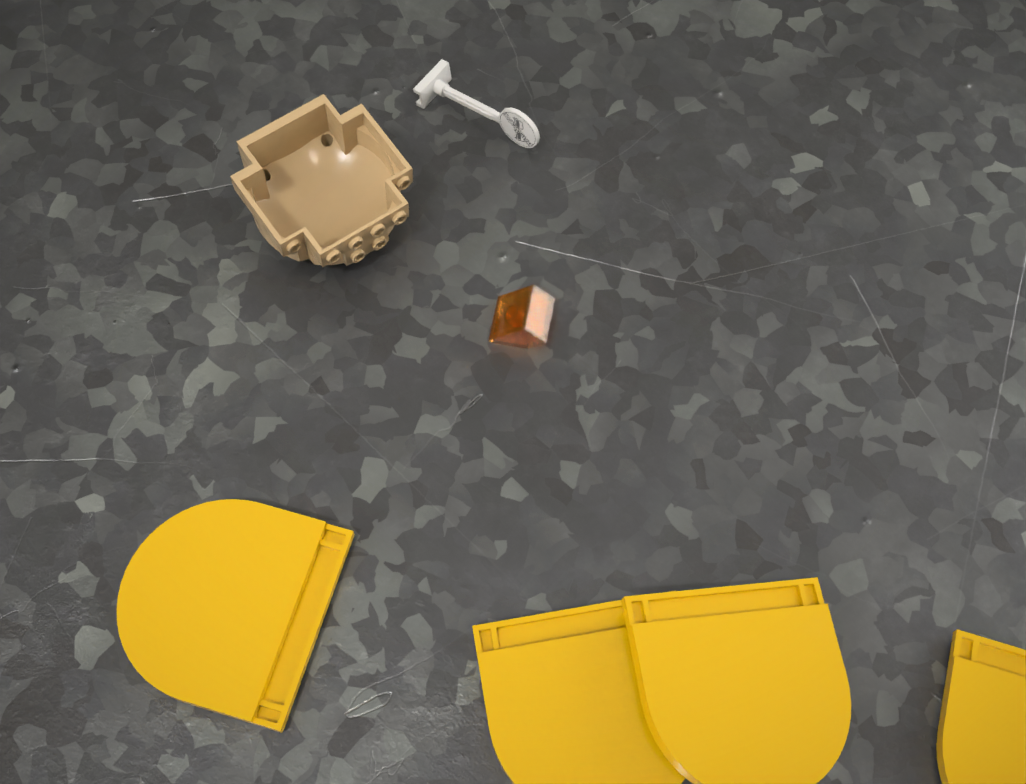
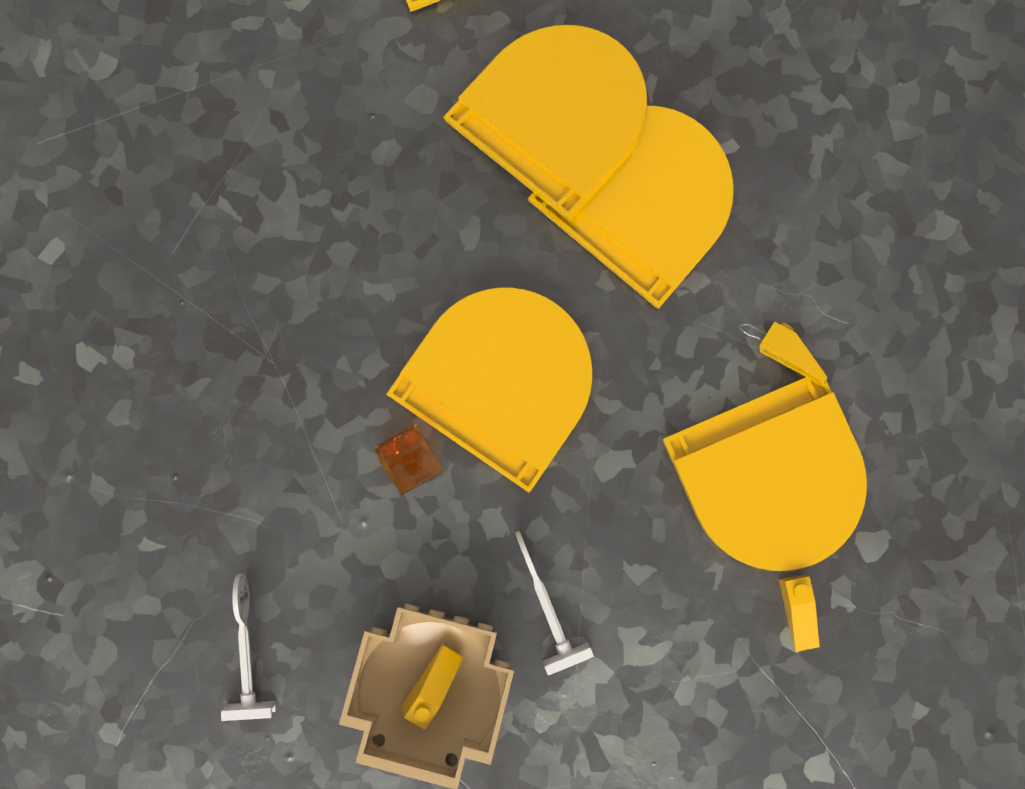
camera: 125 degrees left, 20 degrees up
(105, 527) = (800, 611): none -> yellow slope
(324, 714) = (788, 349): none -> yellow slope
(328, 199) = (431, 687): none -> yellow slope
(354, 338) = (566, 654): none -> white piece
(525, 442) = (501, 379): none -> yellow piece

